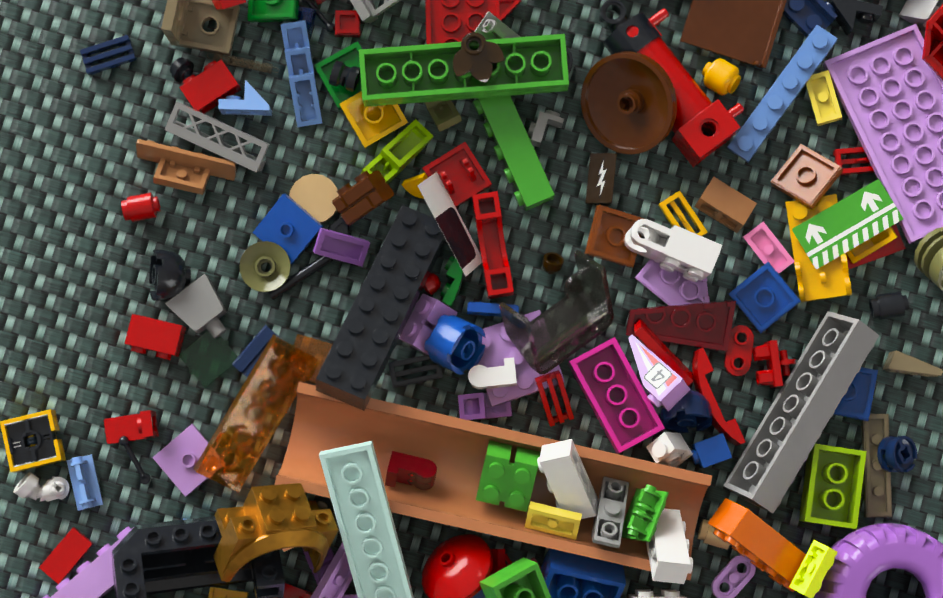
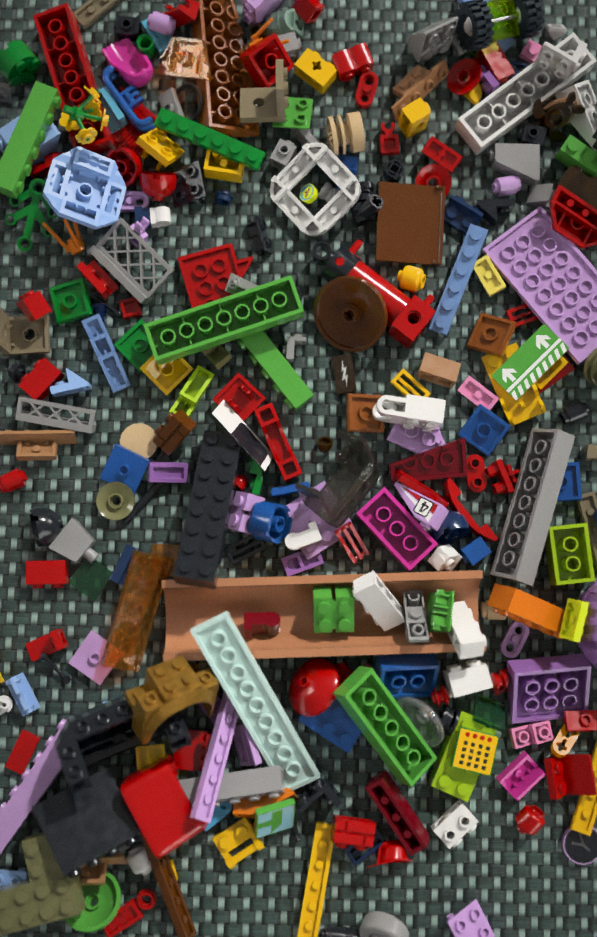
camera: 20 degrees left, 0 degrees up
(242, 61) = (70, 355): dark tan piece -> none
(344, 76) = (138, 346): black wheel -> none
(410, 185) = (207, 413): yellow tile -> none
(477, 61) = (232, 311): dark brown plate -> none
(553, 520) = (374, 633): light yellow plate -> none

